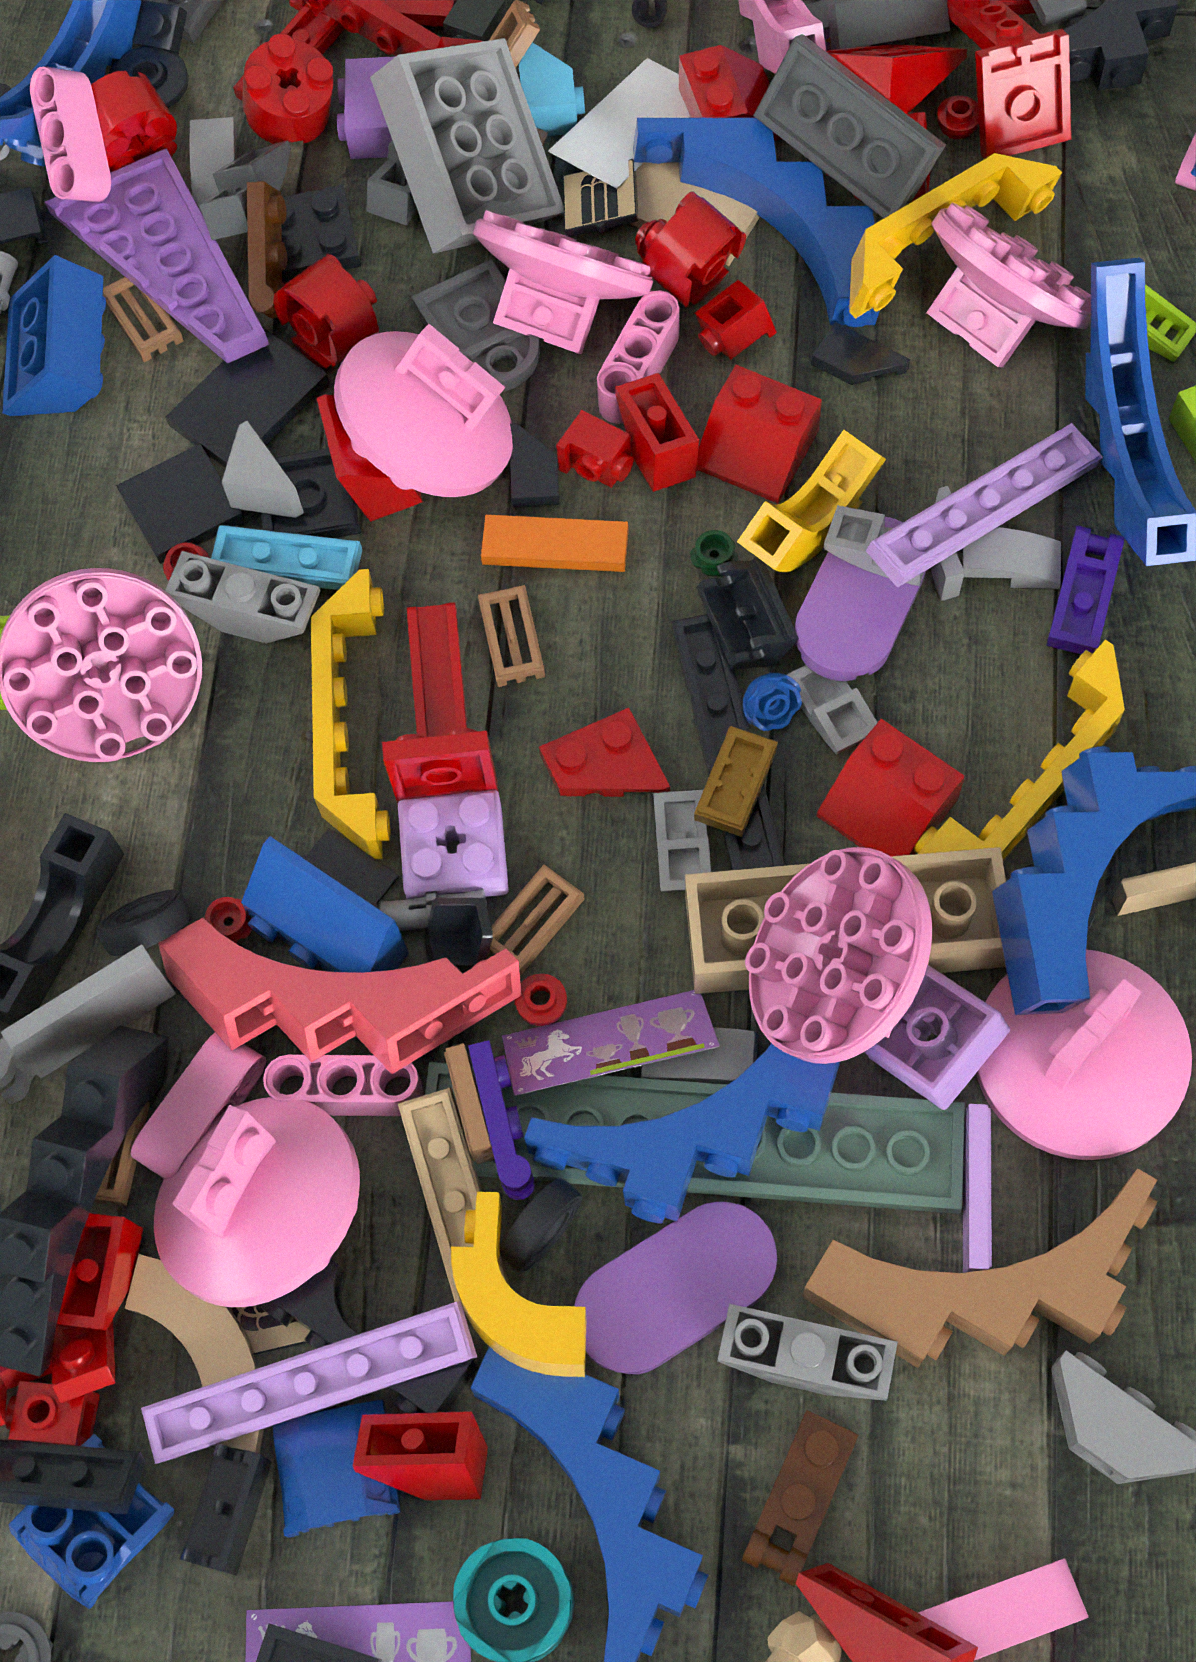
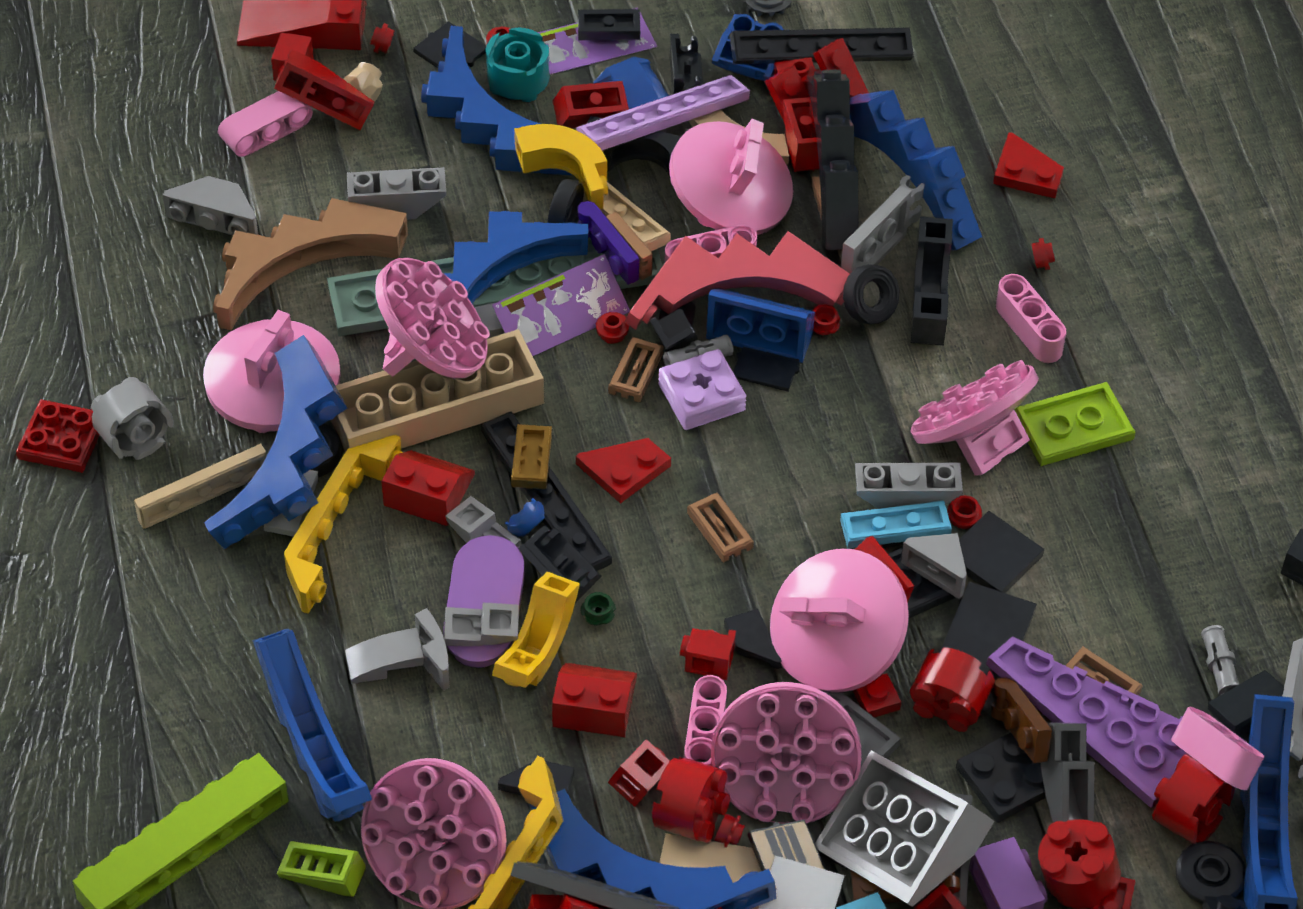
camera: 155 degrees right, 15 degrees down
(54, 341) = (1148, 632): blue slope -> none
(200, 1094) = (792, 215): bright pink beam -> none
(211, 148) = (1116, 809): light grey slope -> none
(346, 614) = (775, 386): yellow slope -> none
(444, 752) = (717, 406): red bracket -> none
(555, 543) = (714, 592): orange tile -> none
(658, 431) = (666, 661): red slope -> none
(676, 1287) = (468, 214): medium lavender tile -> none
(680, 839) = (564, 441): light grey slope -> none
(801, 1495) = (384, 145): reddish brown plate -> none
(966, 1038) = (357, 343): lavender brick -> none
(977, 1189) = (320, 291): lavender tile -> none
(983, 505) = (410, 665): lavender tile -> none
(1085, 592) = (326, 644): dark purple plate -> none

